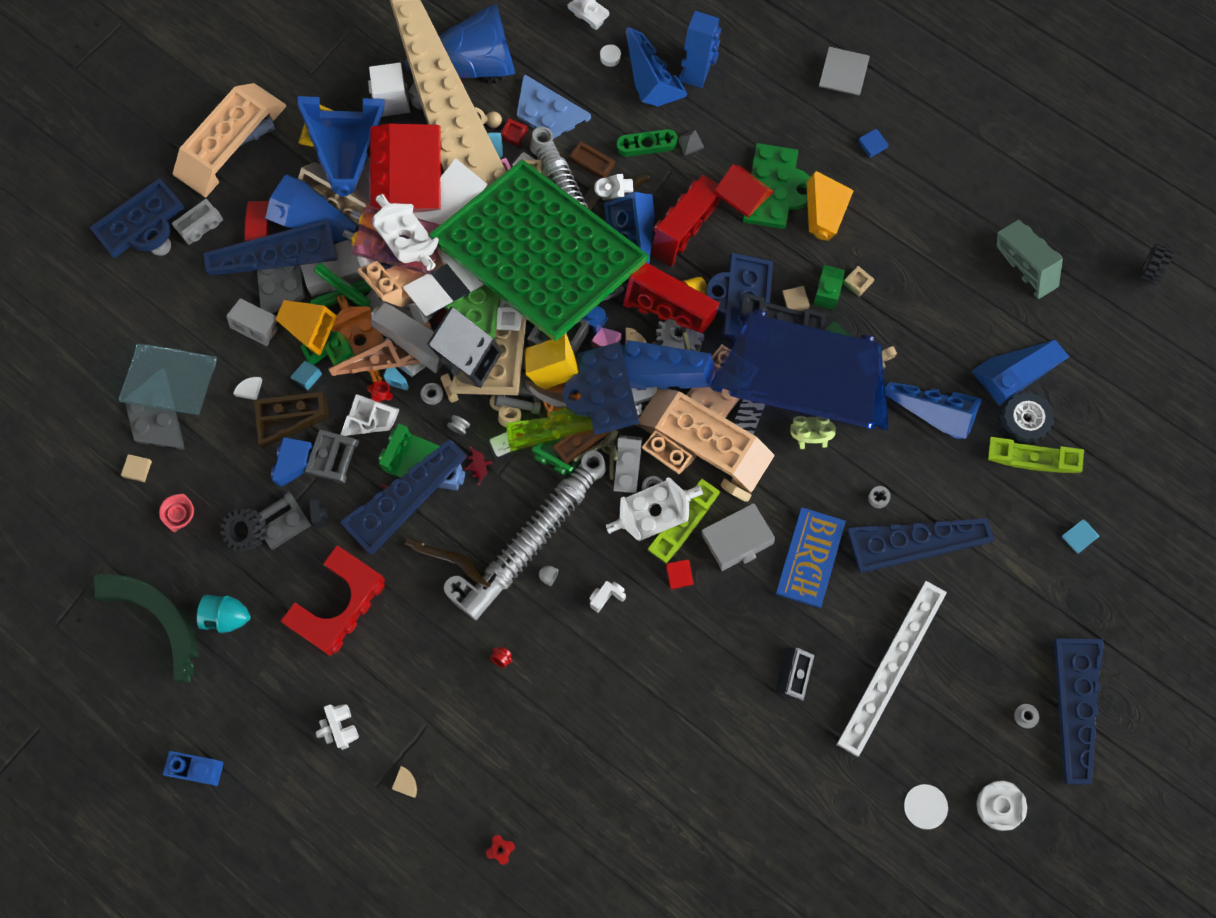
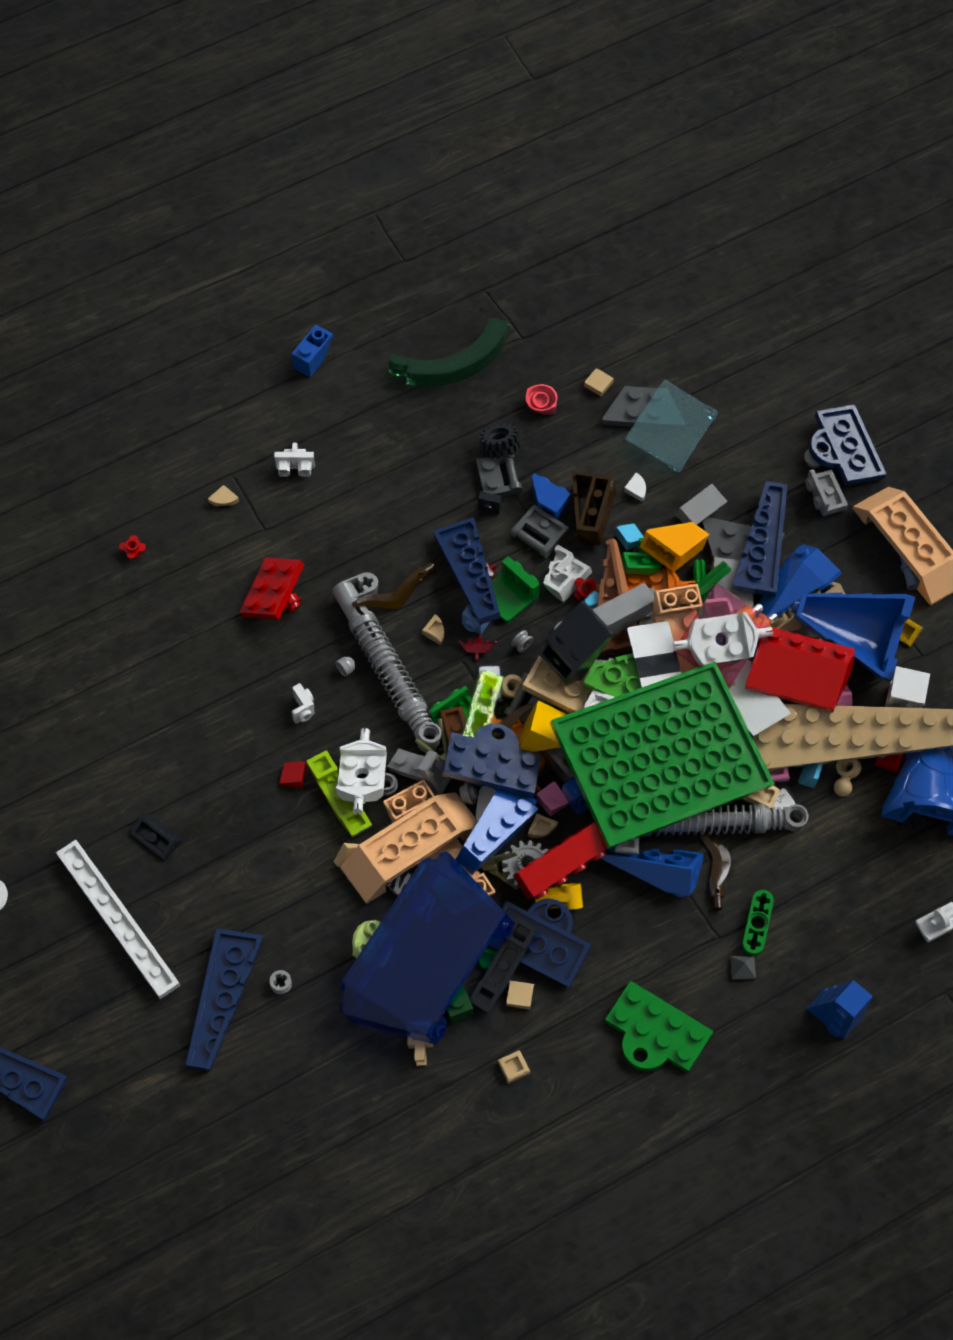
camera: 110 degrees right, 10 degrees down
(221, 613) = (432, 404): teal helmet -> none
(256, 224) = (796, 536): red slope -> none
(329, 633) = (408, 517): red arch -> none
(475, 511) = (434, 630): none -> tan tile
(495, 680) = (272, 588): none -> red plate
(513, 132) = (821, 801): red tile -> none
(547, 109) = (835, 842): medium blue wing -> none
(591, 160) = (758, 863): reddish brown tile -> none
(610, 55) = (879, 928): white tile -> none
(613, 187) = (709, 862): white hips -> none
(650, 73) = (837, 959): blue wedge -> none
(684, 220) = (651, 920): red wedge -> none
(738, 537) = (302, 837): light grey container -> none
(742, 190) = (657, 985): red slope -> none
(810, 558) = (253, 894): blue tile -> none
(826, 205) = (608, 1065): light orange slope -> none
(829, 287) = (519, 1031): green slope -> none
(844, 71) = (766, 1161): light grey slope -> none
(873, 143) = (667, 1155): blue tile -> none
(945, 412) = (339, 1079): blue wedge -> none
(1014, 371) = (347, 1176): blue wedge -> none
(1019, 716) = (16, 1023): light grey plate -> none
(1031, 407) = (280, 1151): black wheel -> none
(1032, 256) = (461, 1249): sand green wedge -> none
(1035, 457) = (250, 1148): lime slope -> none
(1080, 536) = (150, 1154): medium azure slope -> none

